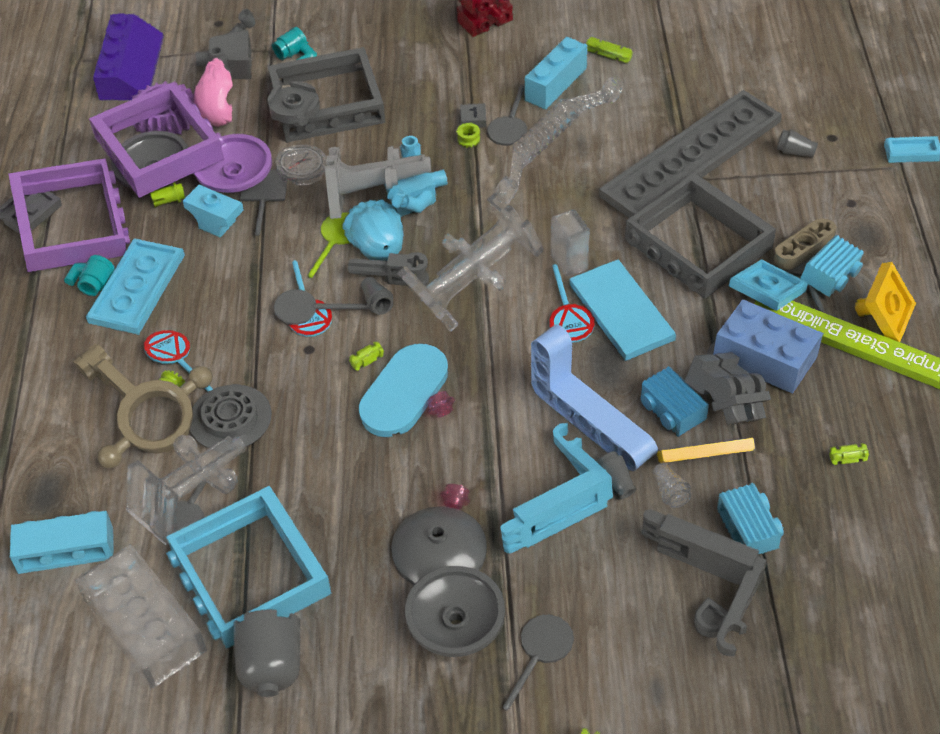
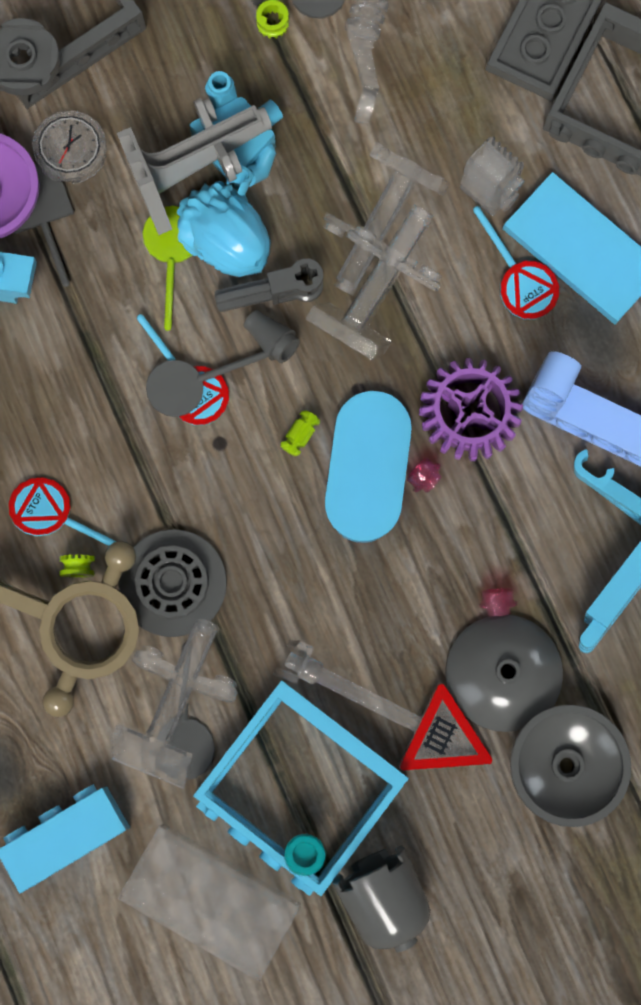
camera: 25 degrees left, 30 degrees up
(223, 598) = (304, 855): none -> teal tile
(367, 569) = (439, 736): none -> clear piece
(494, 366) = (487, 382): none -> medium lavender gear

